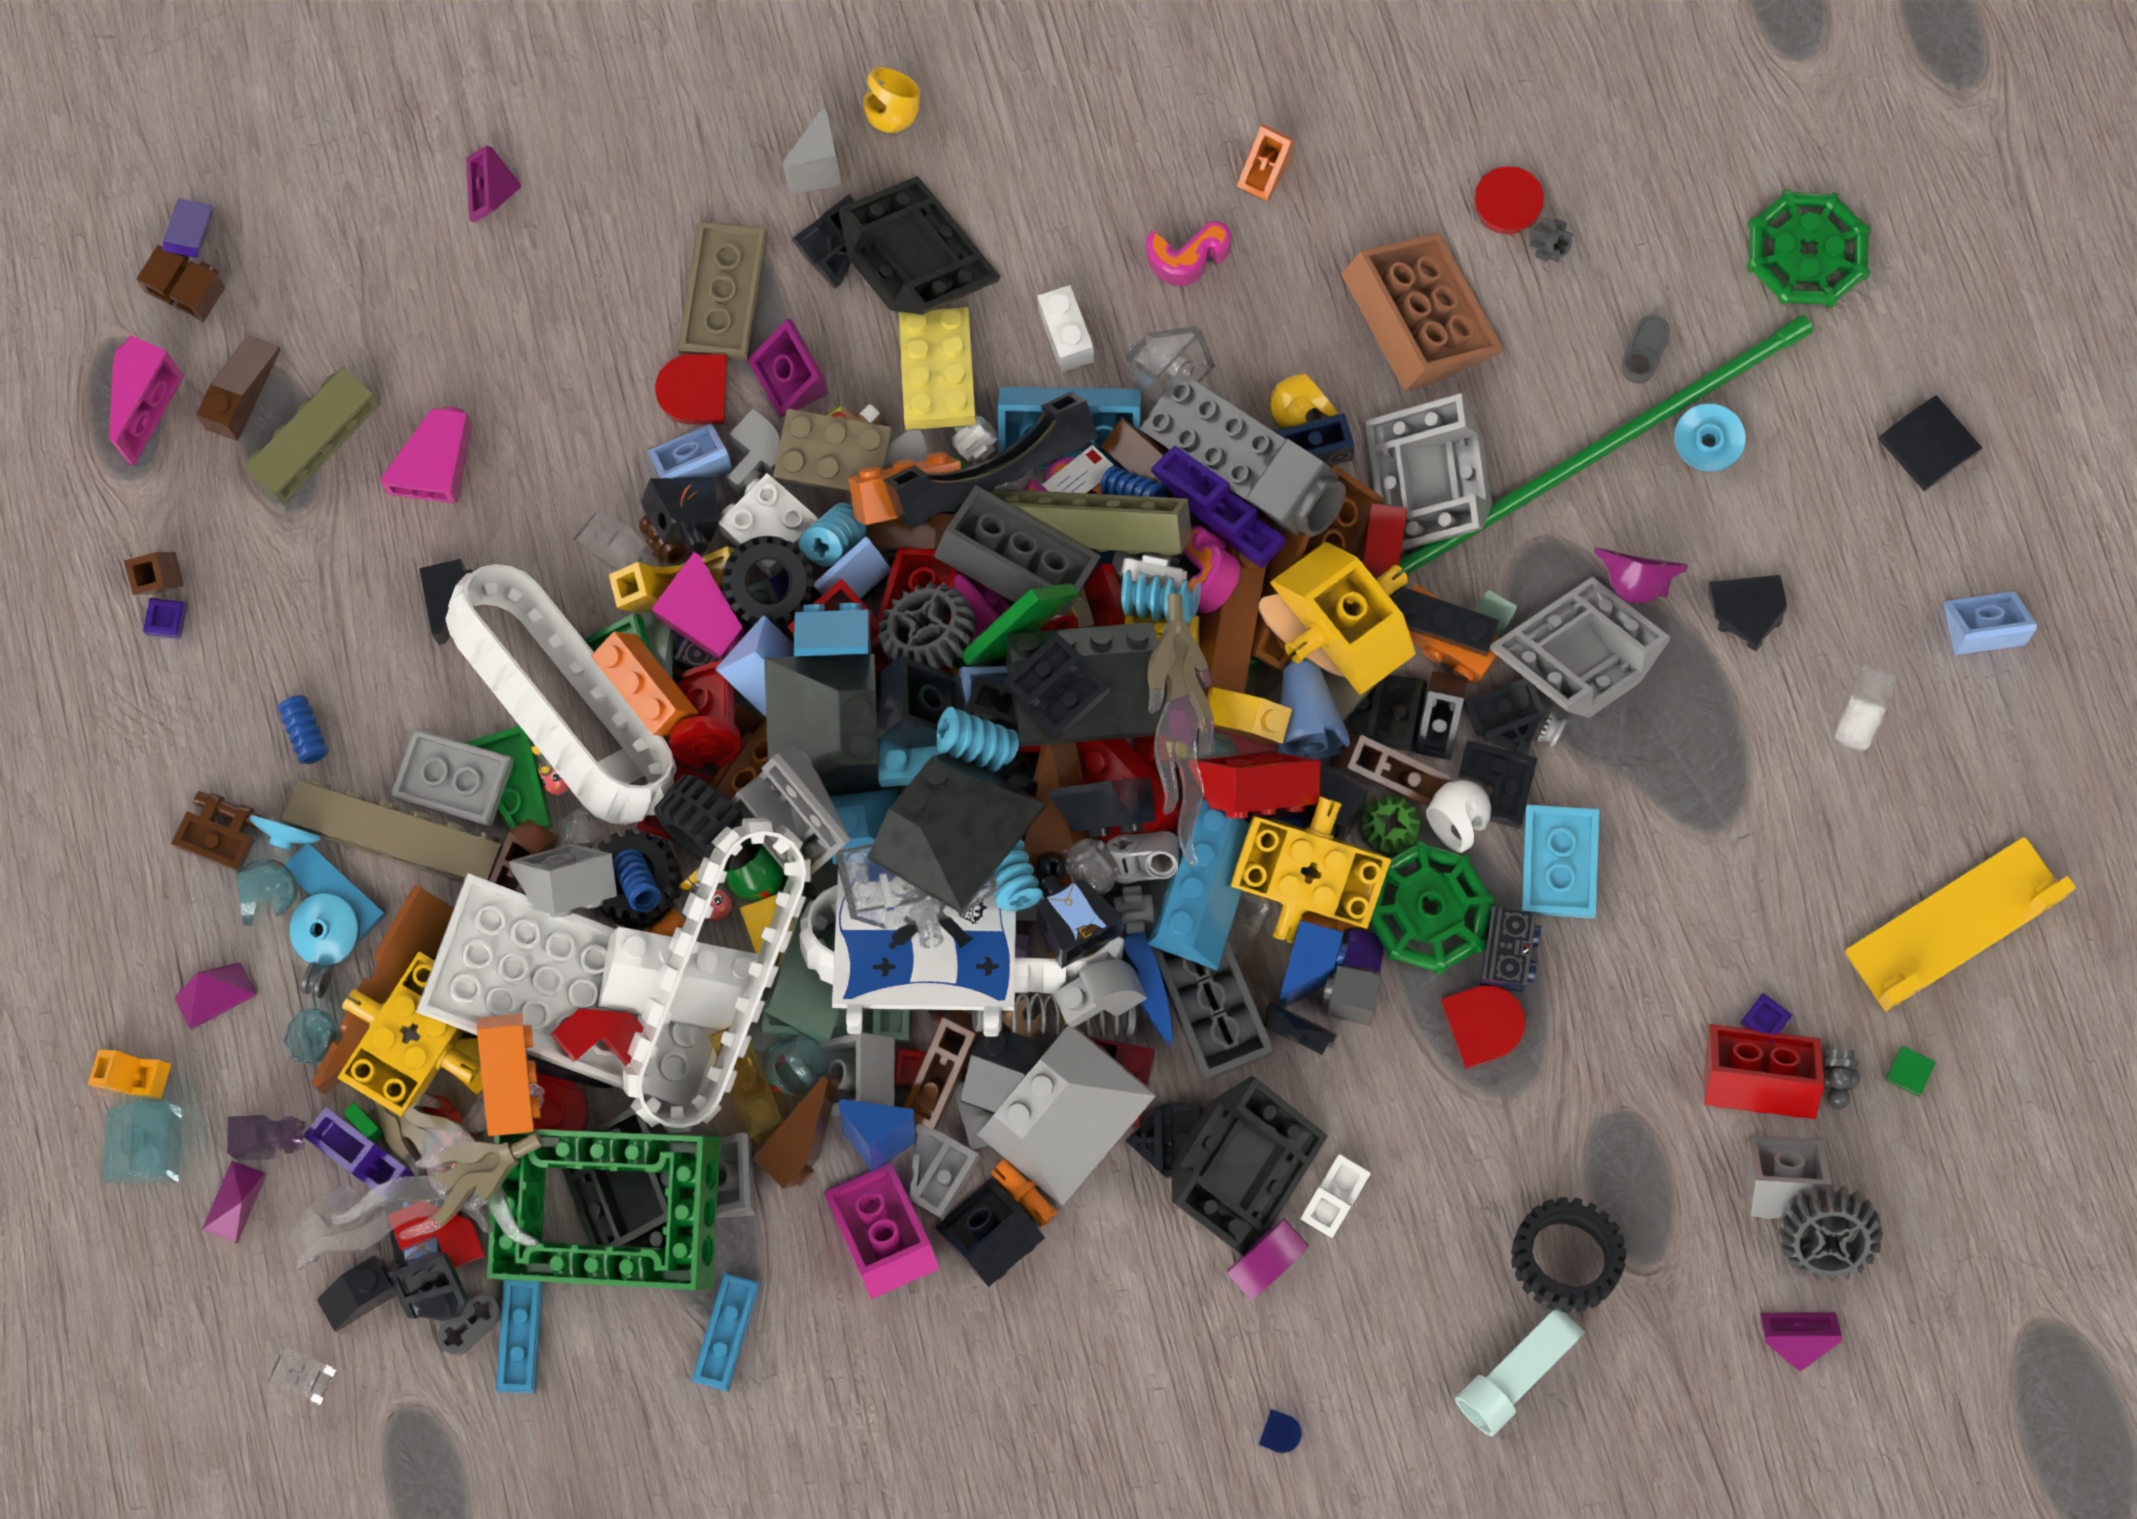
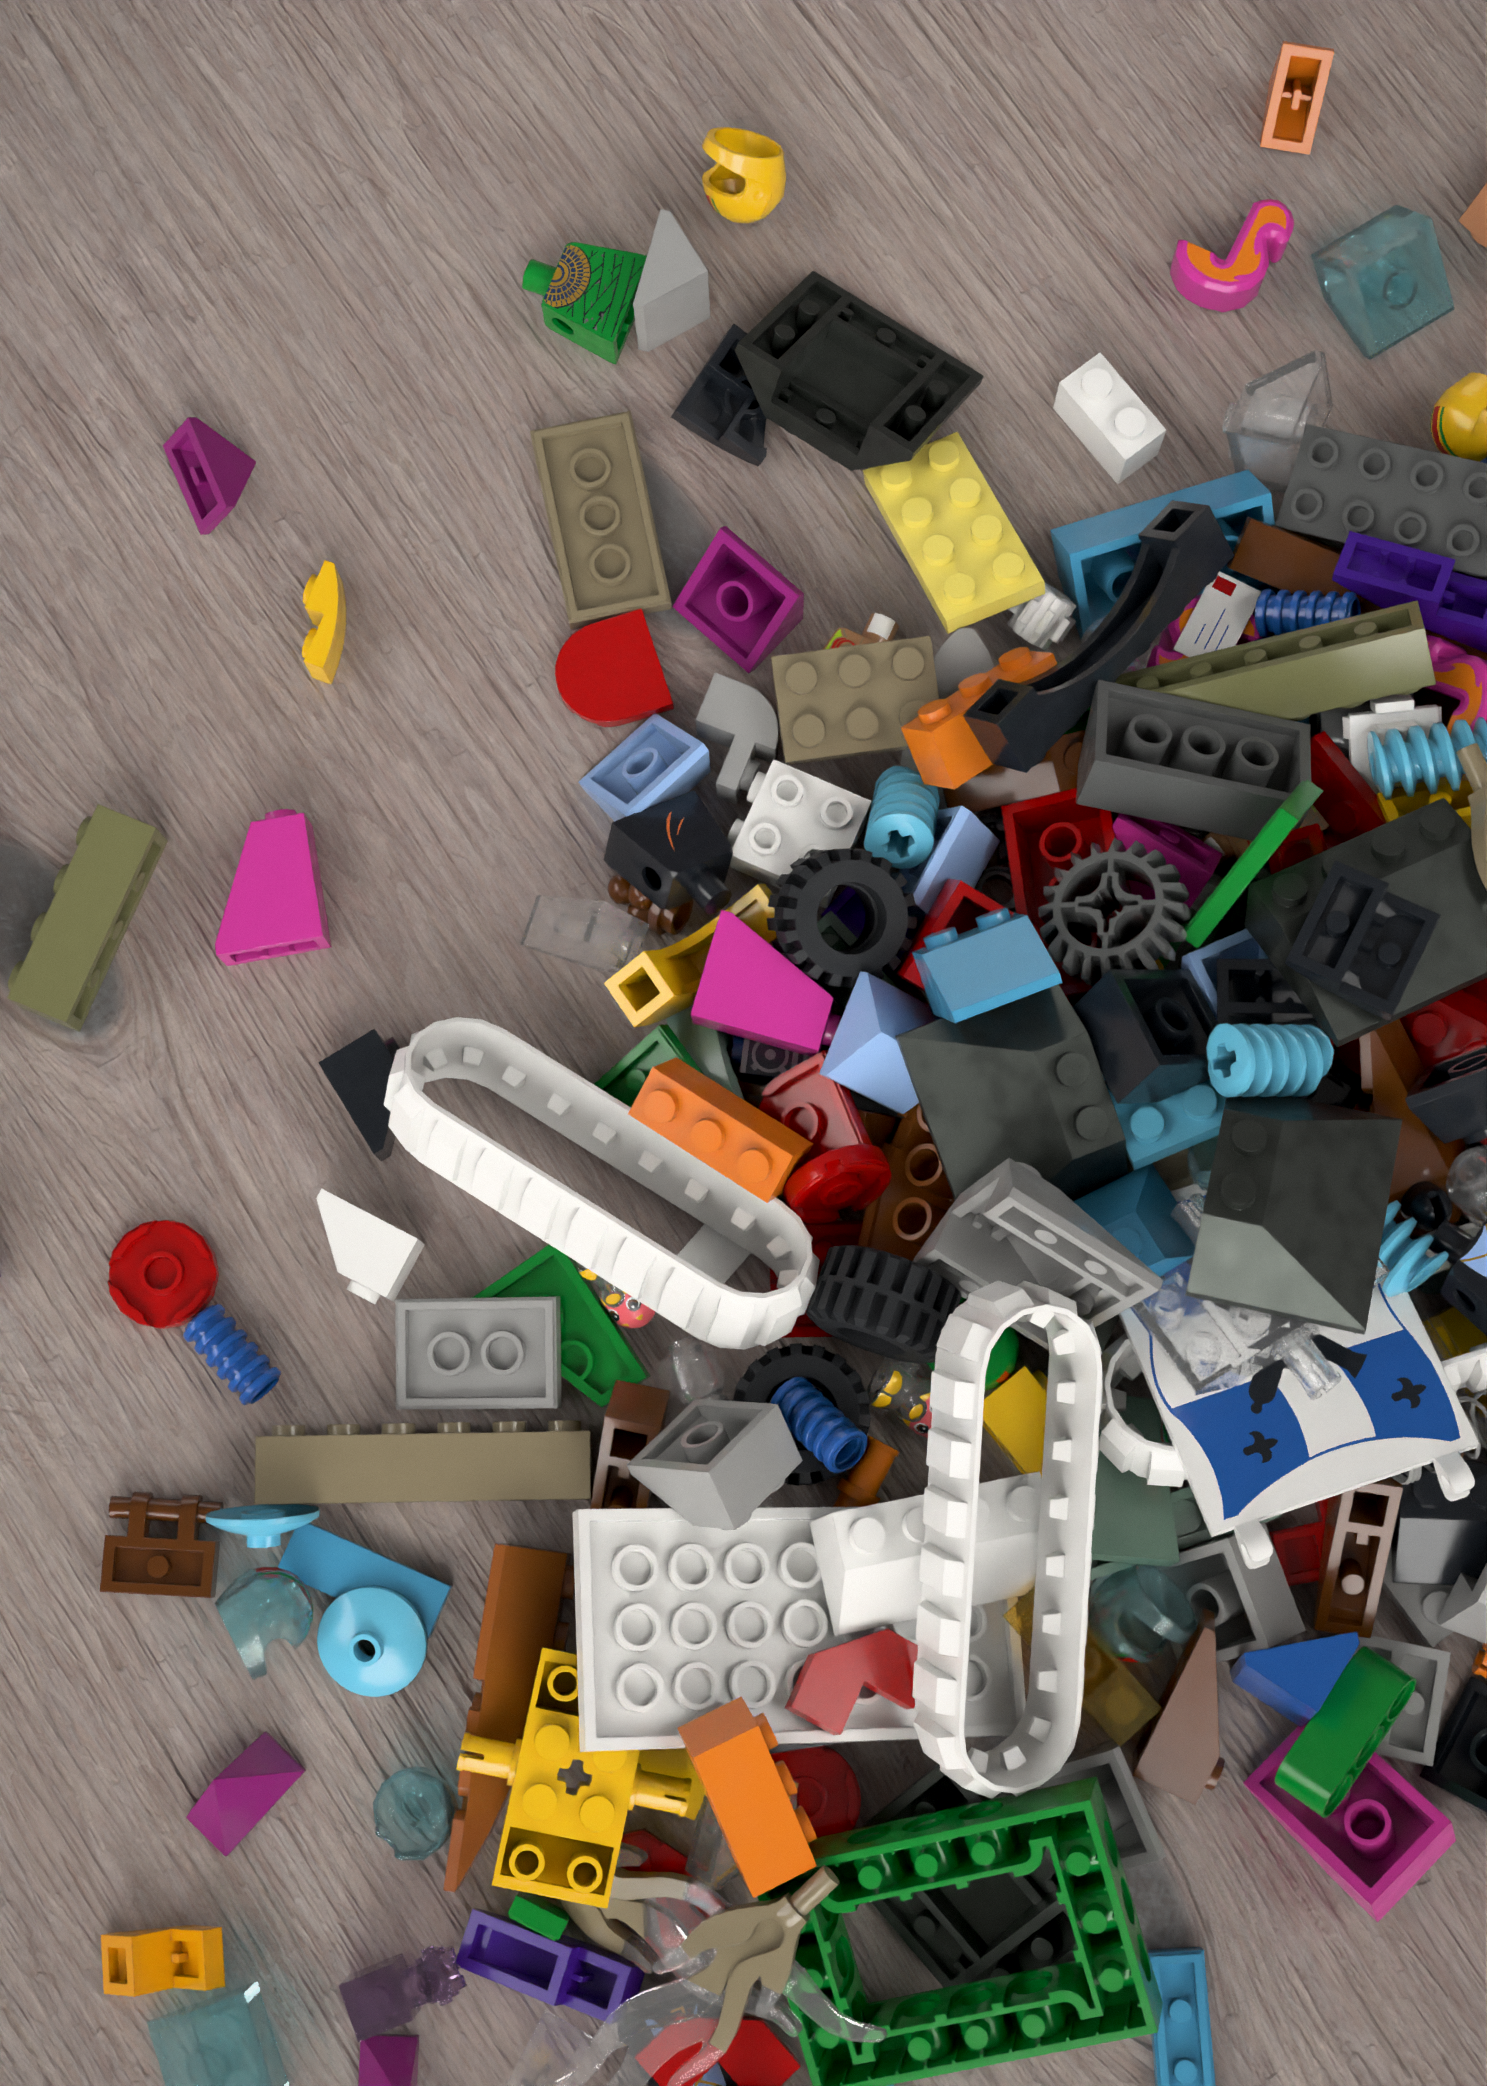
camera: 20 degrees left, 5 degrees up
(276, 678) = (162, 1274): none -> red tile
(316, 979) = (388, 1722): dark grey bush -> none
(408, 693) = (367, 1249): none -> white slope
(530, 289) = (326, 607): none -> yellow slope
(763, 147) = (589, 295): none -> green torso
(891, 1174) = (1345, 1731): none -> green beam
(1278, 297) = (1385, 279): none -> clear light blue slope

